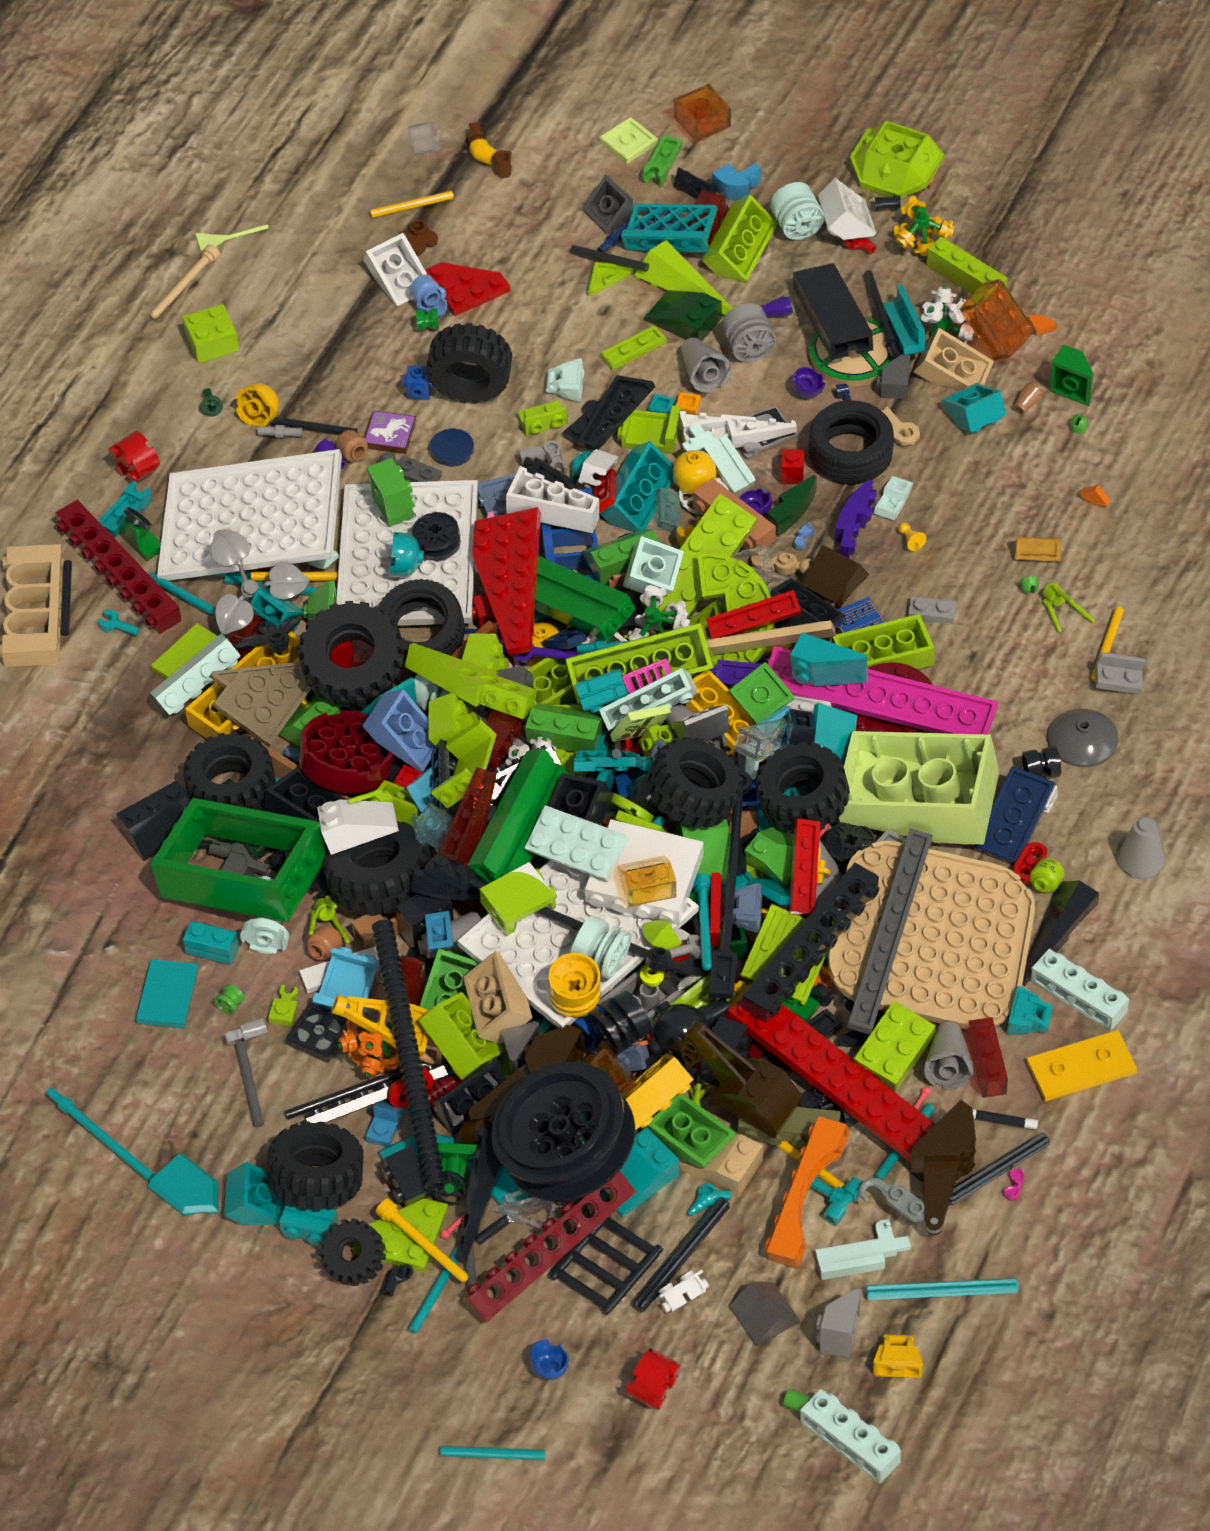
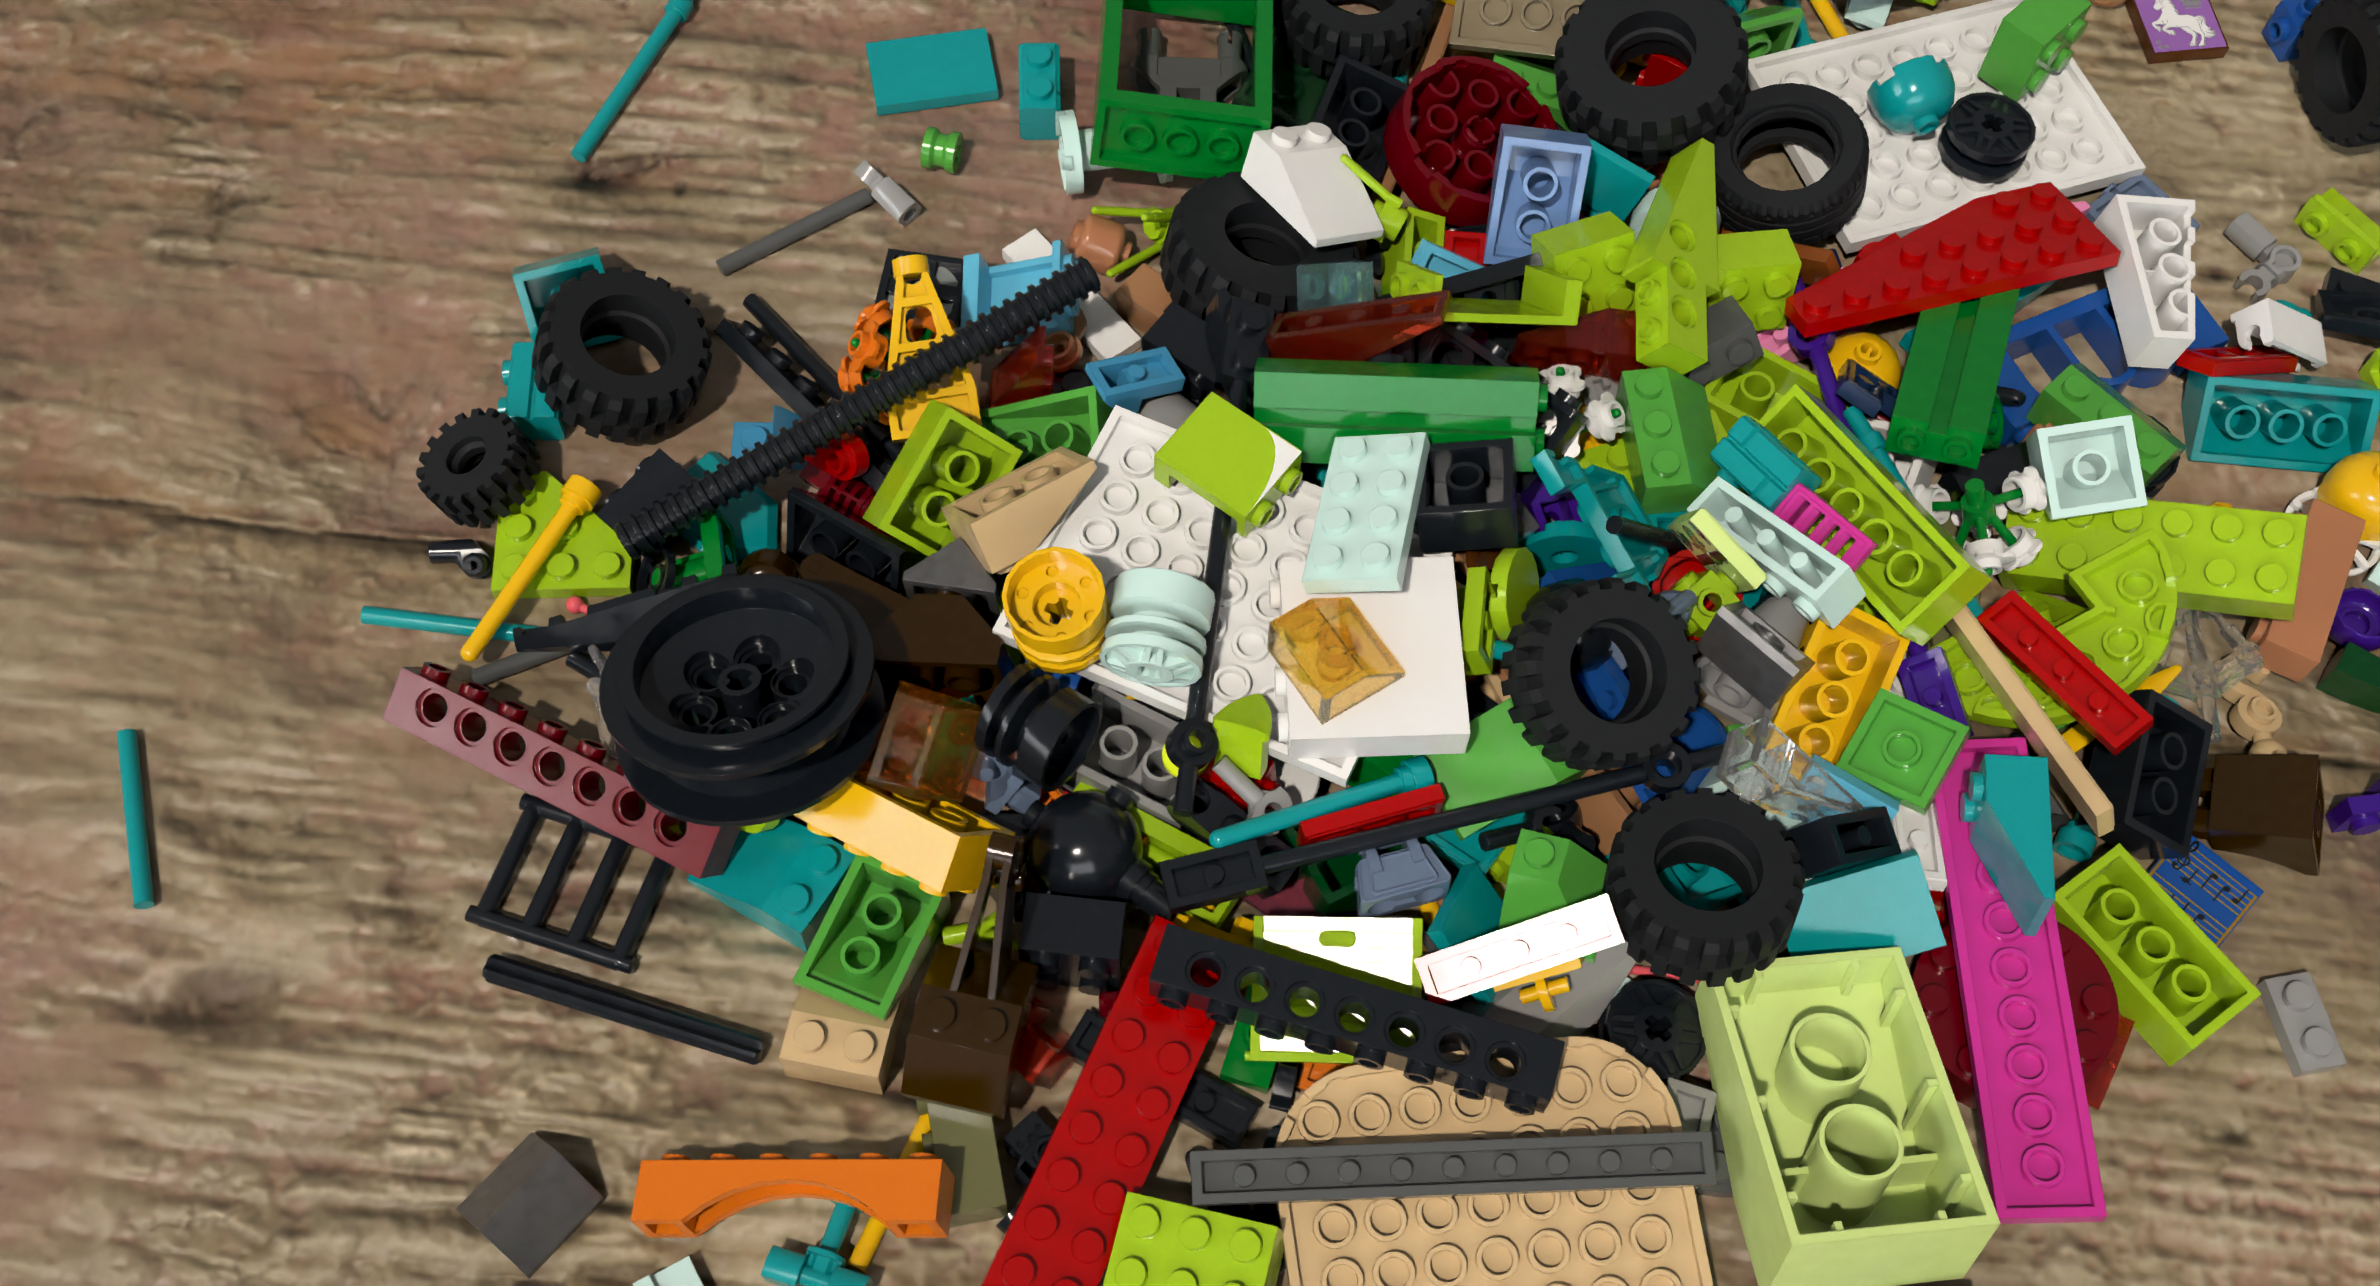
camera: 65 degrees right, 10 degrees up
(186, 1187) = (574, 208): teal tile -> none
(284, 1009) = (955, 233): lime plate -> none
(413, 469) = (2116, 73): dark grey plate -> none
(452, 447) = (2199, 119): dark blue tile -> none
(548, 1360) = (329, 845): blue hair -> none
(549, 472) = (2221, 270): black hinge -> none
(652, 1378) = (311, 1038): red brick -> none
(668, 509) = (2264, 480): clear light blue plate -> none
(672, 1295) = (555, 1039): white hinge -> none
(707, 1197) = (761, 1016): teal animal -> none
(805, 532) = (2354, 733): medium blue piece -> none

